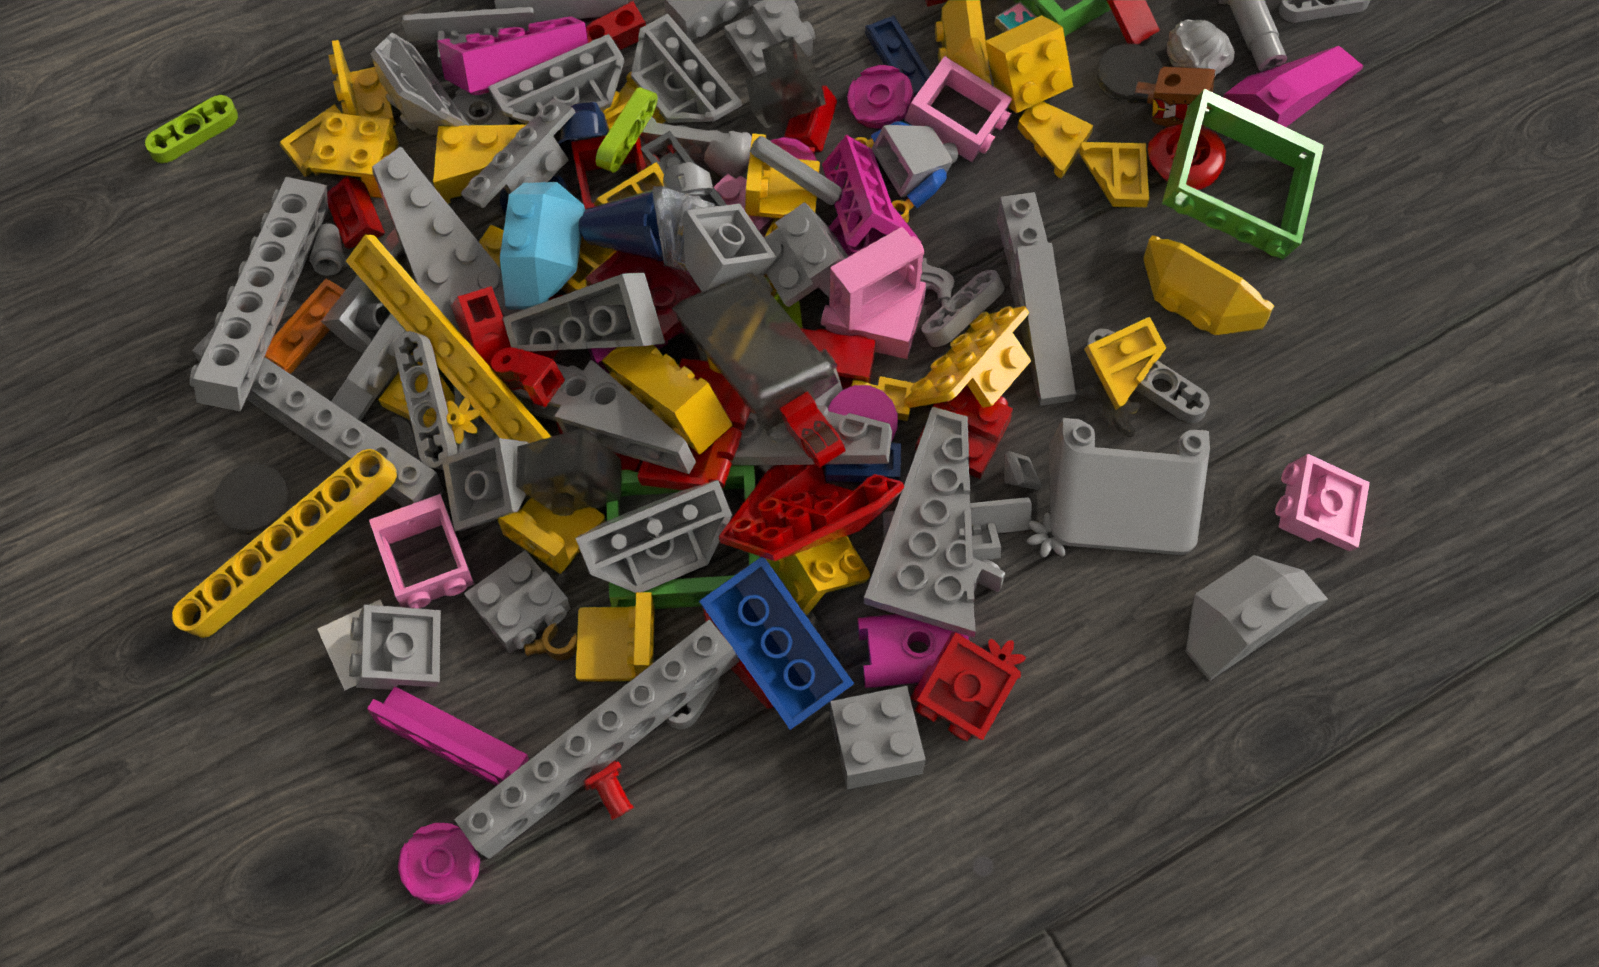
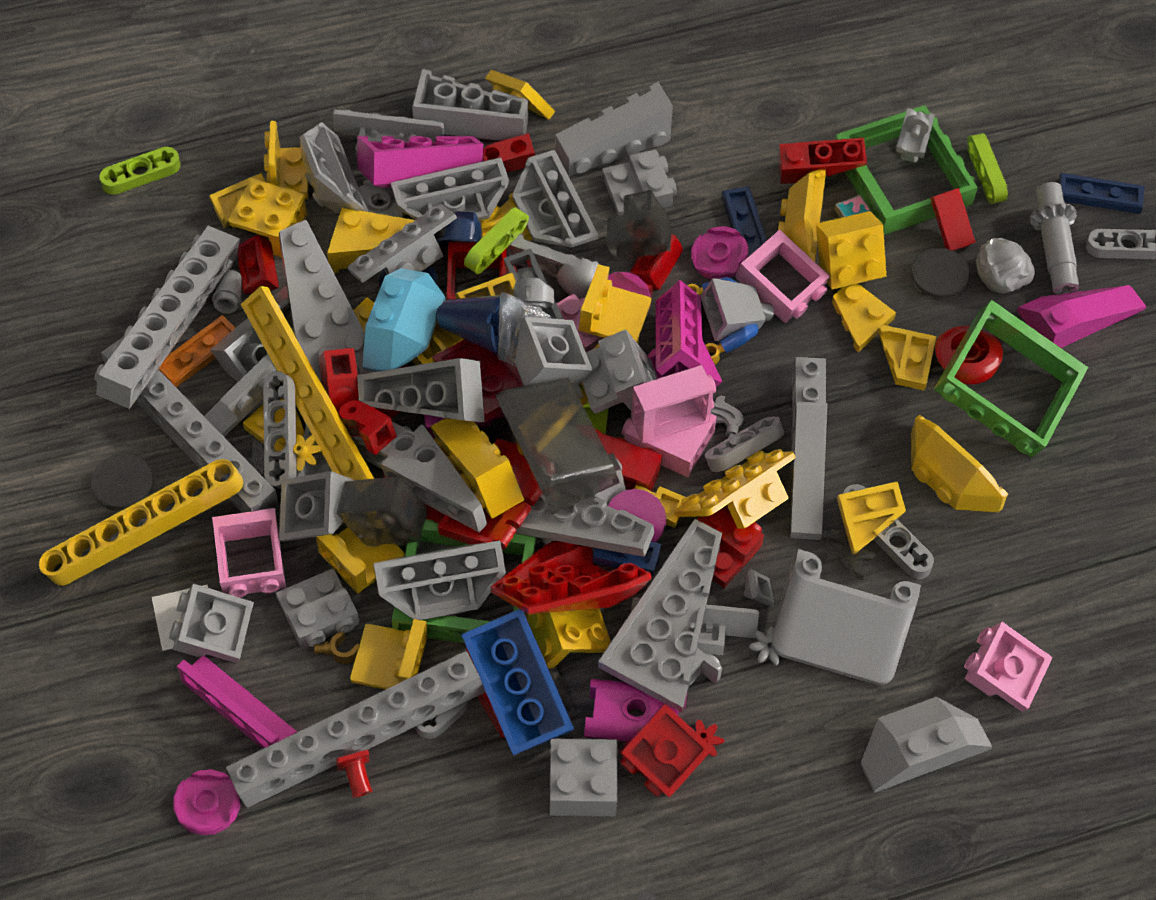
camera: 10 degrees right, 5 degrees down
(795, 170) = (628, 301): light grey axle -> none
(812, 430) = (586, 516): red leg -> none
(1174, 92) = (970, 297): dark orange torso -> none

